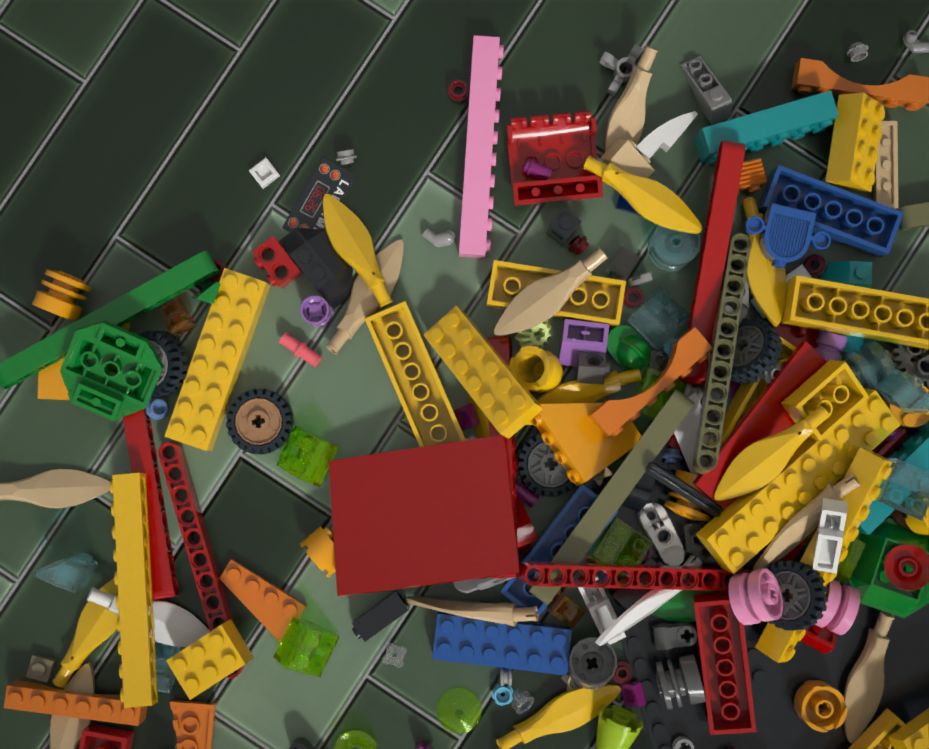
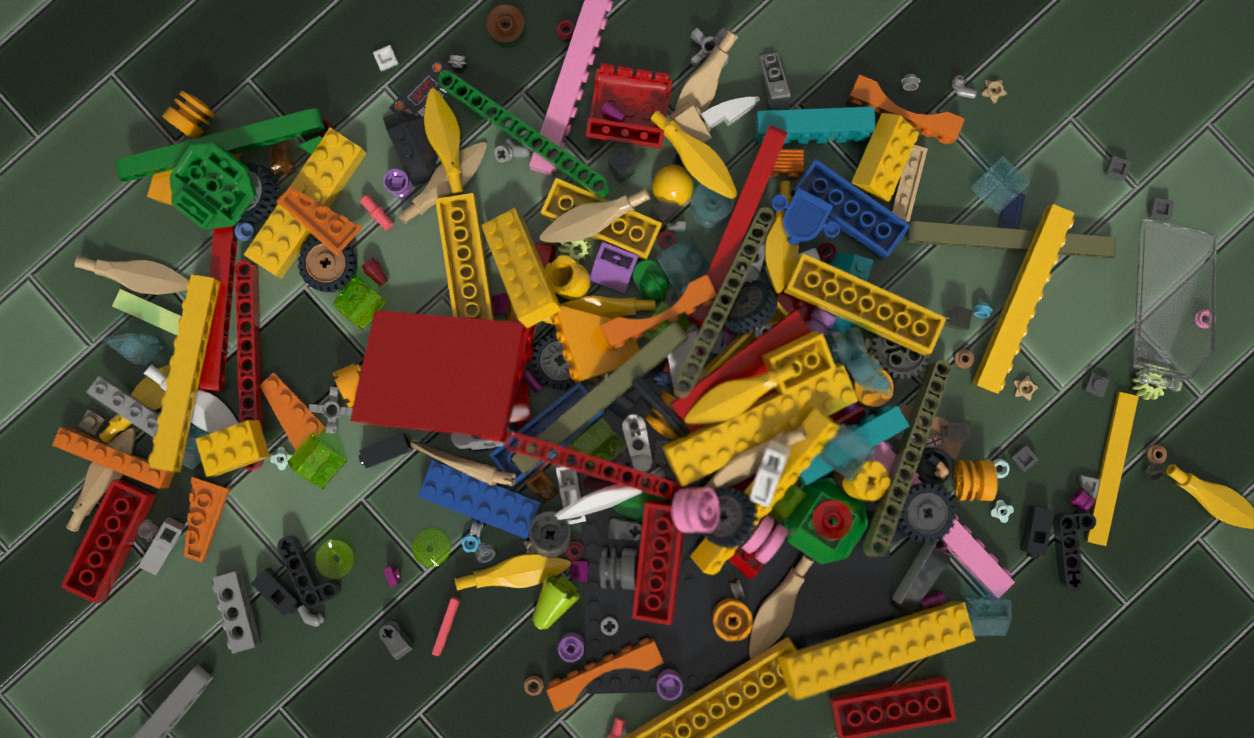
camera: 15 degrees right, 0 degrees up
(72, 527) = (147, 311): none -> yellowish green tile
(76, 642) = (125, 404): none -> light grey brick
(248, 379) = (324, 224): none -> orange wing
(259, 655) = (281, 452): none -> light aqua plate
(280, 260) = (379, 133): red brick -> none
(312, 601) = (331, 426): none -> light grey pin
(315, 416) = (374, 270): none -> dark red cone
(389, 90) = (501, 15): none -> reddish brown dish
(394, 649) = (388, 482): clear plate -> none
(431, 245) = (508, 152): none -> light grey bush
(456, 219) = (529, 140): none -> green beam
(578, 245) = (632, 184): dark red plate -> none
(592, 367) = (615, 288): dark grey brick -> none
(624, 233) = (673, 184): none -> yellow piece
(815, 670) = (737, 589): none -> light grey bush

